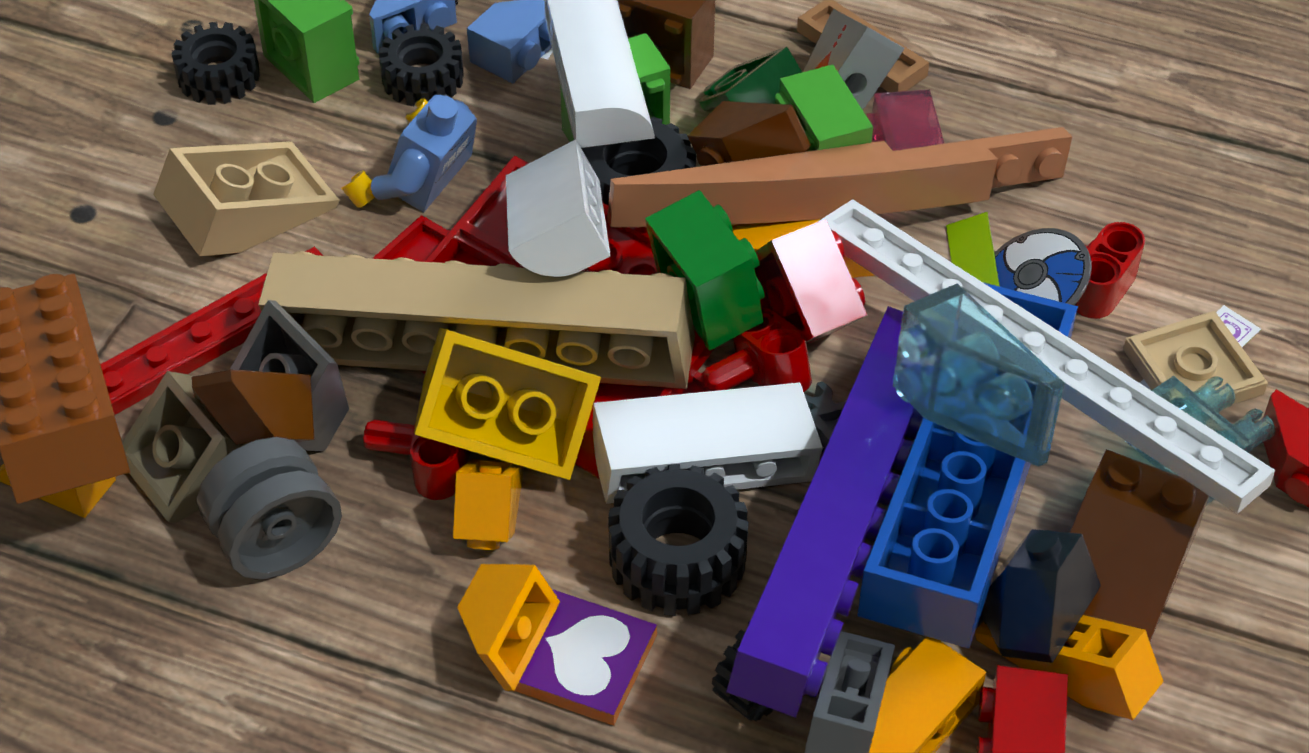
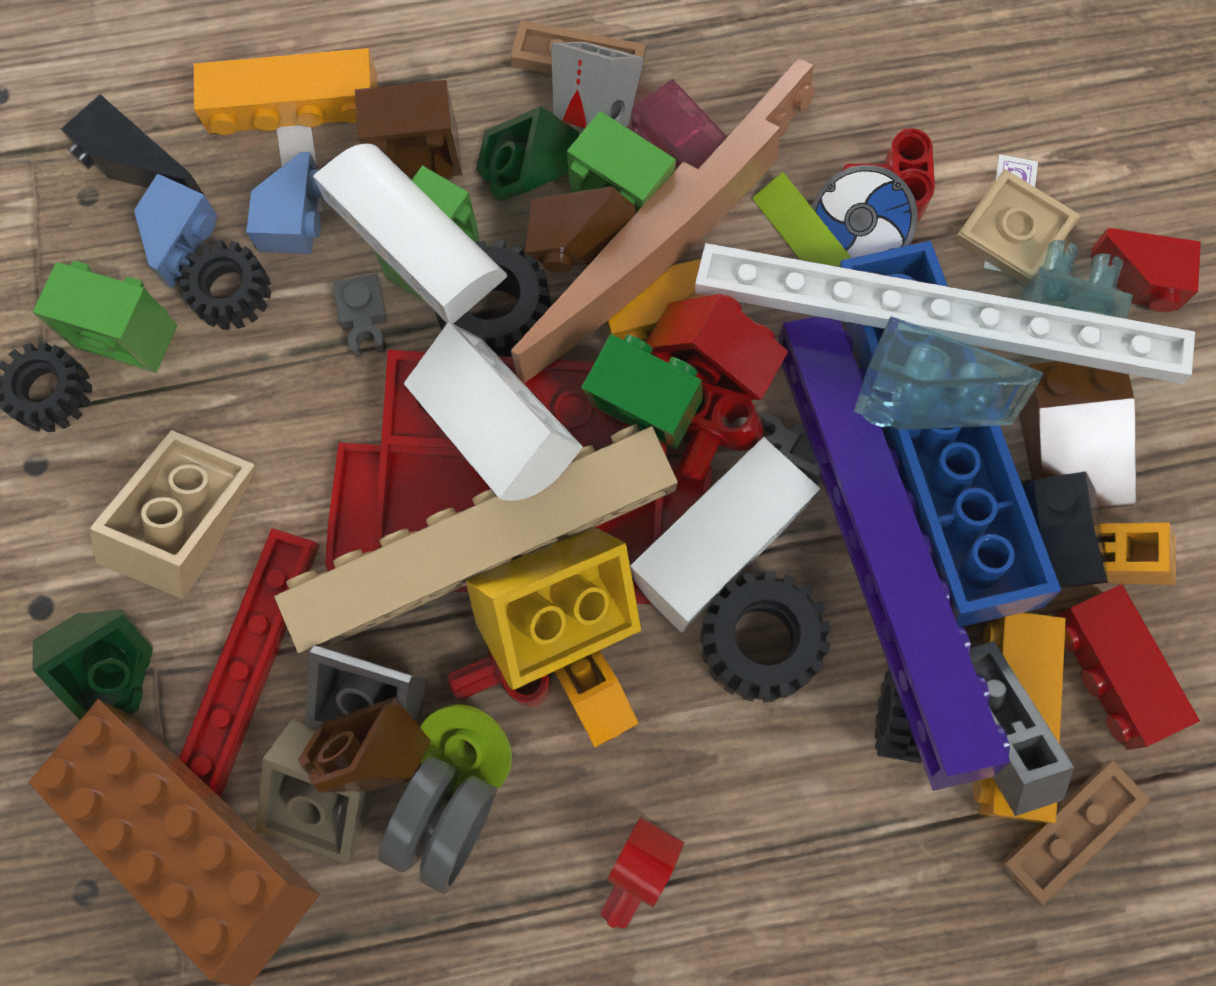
camera: 30 degrees left, 25 degrees up
(101, 252) = (94, 659): none -> dark green slope
(352, 470) = (458, 723): none -> lime dish
(421, 647) = (640, 872): none -> red beam
(425, 157) = (307, 384): medium blue torso -> none
(507, 616) = (687, 799): light orange slope -> none
(520, 134) = (361, 307): none -> dark grey plate
(588, 659) = (754, 778): tile -> none

